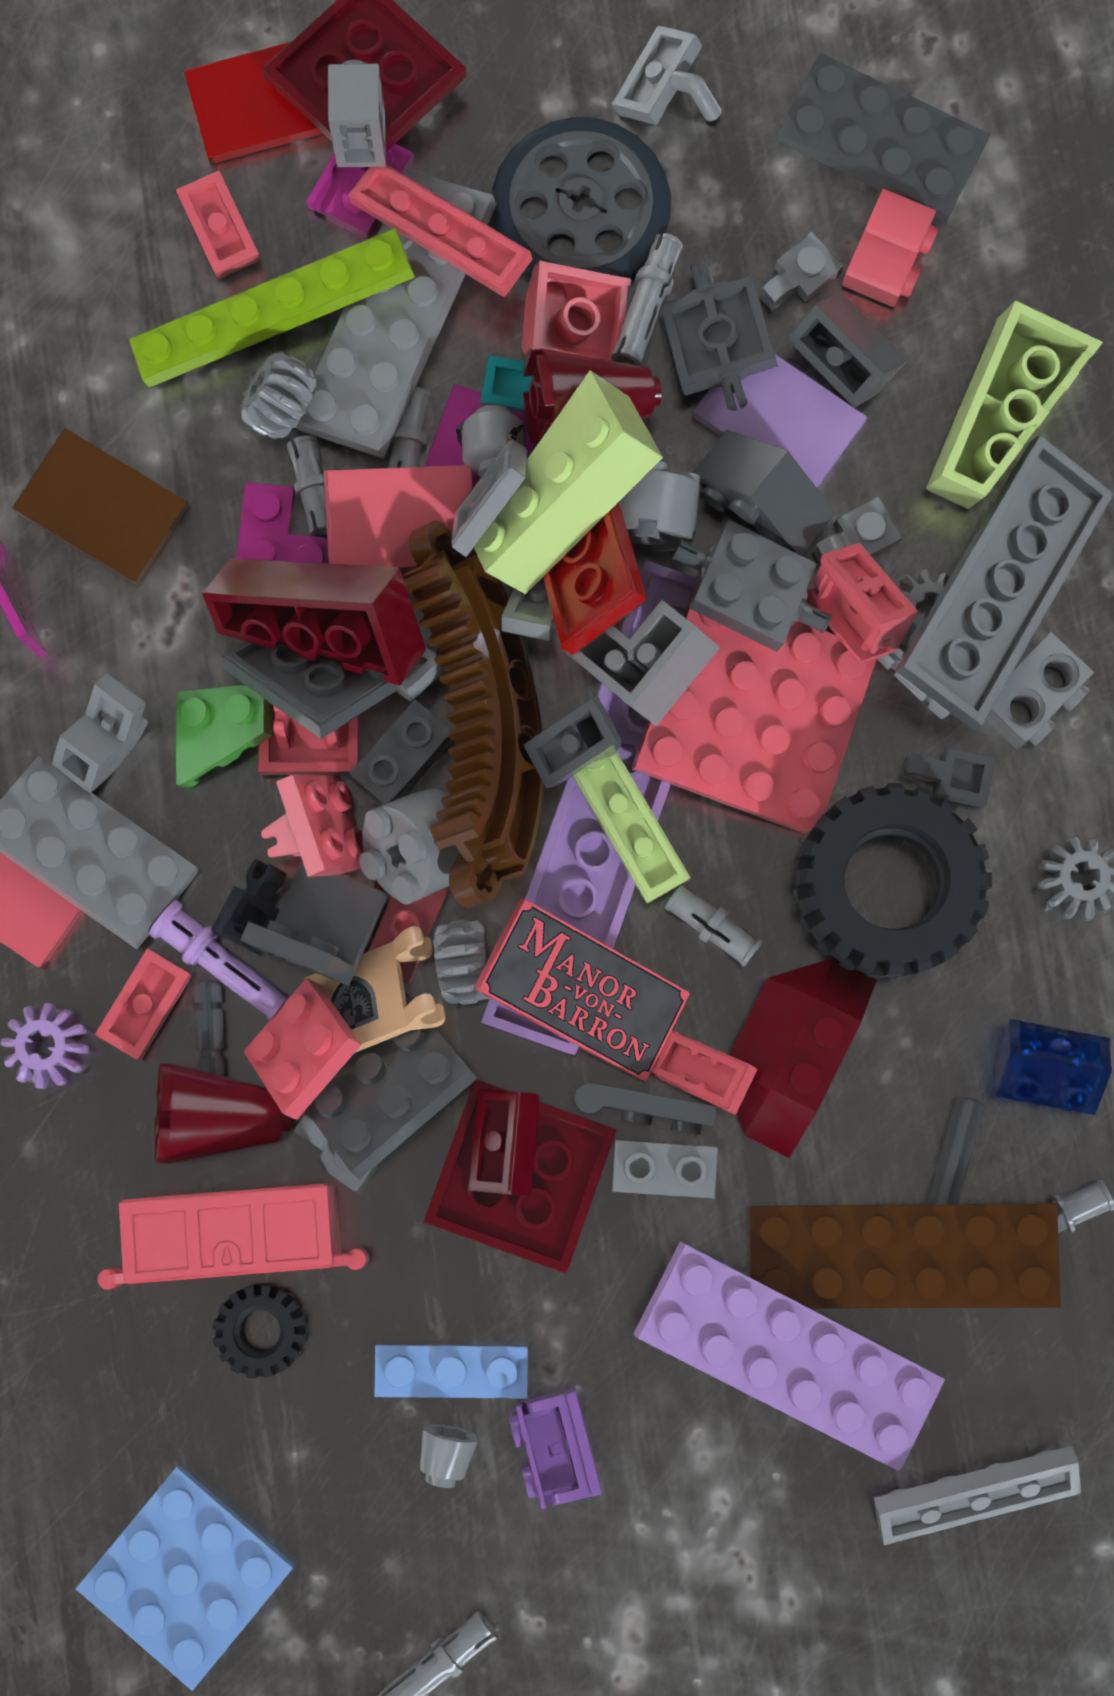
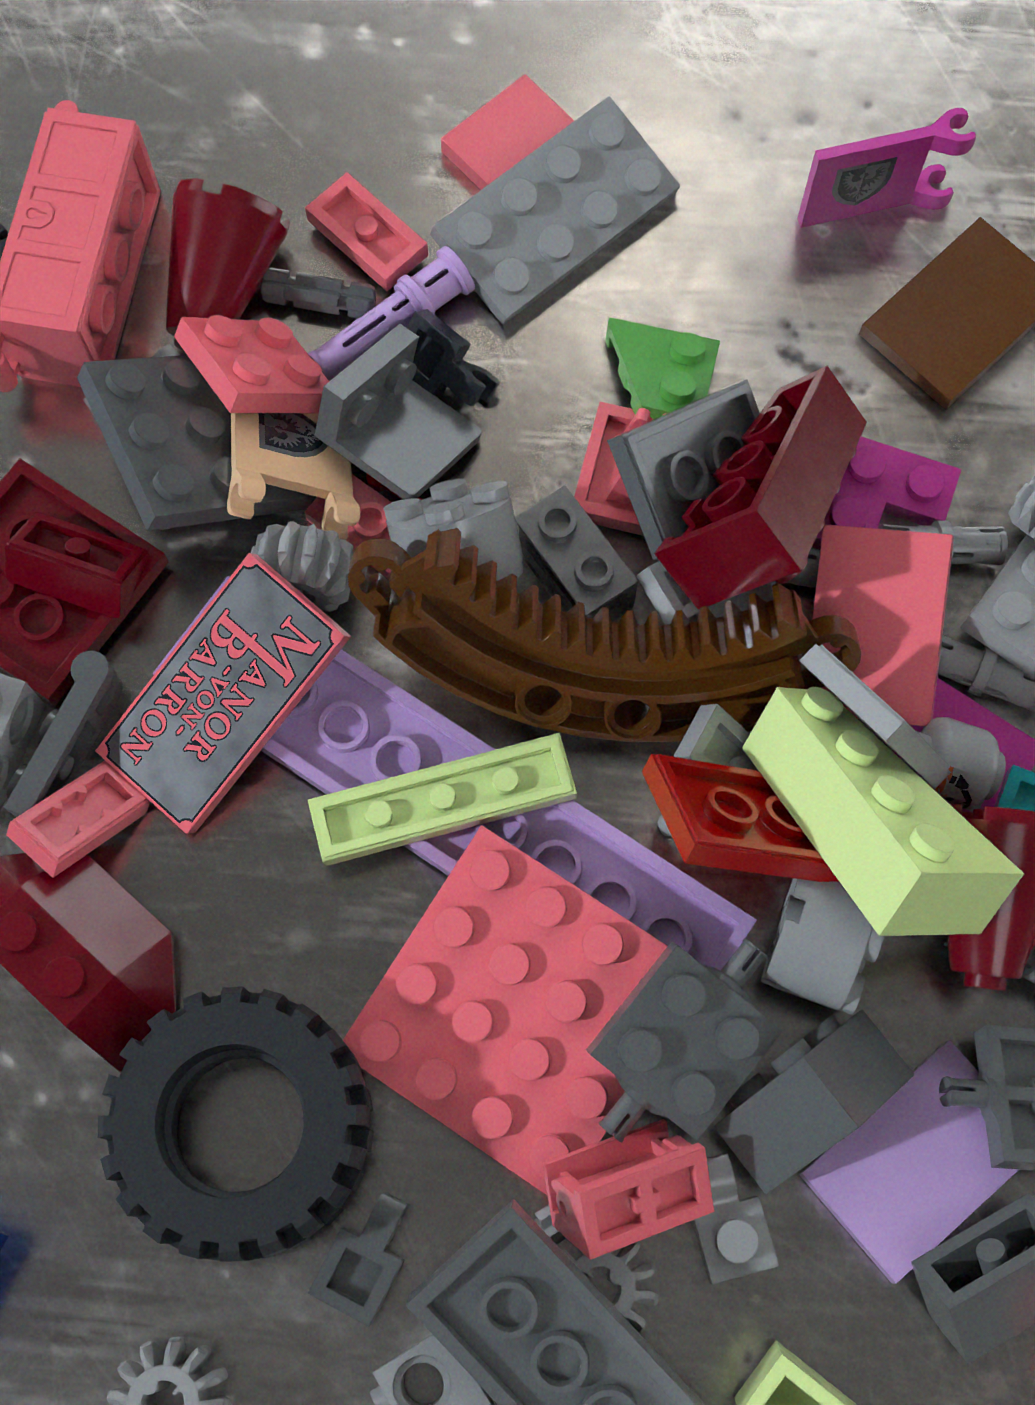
camera: 105 degrees right, 10 degrees down
(62, 1054) = (351, 124): lavender gear -> none
(102, 736) = (683, 246): light grey brick -> none
(317, 825) = (514, 439): coral plate -> none
(573, 743) = (528, 749): dark grey slope -> none
(653, 664) = (605, 864): light grey brick -> none
(713, 924) = (261, 885): light grey pin -> none

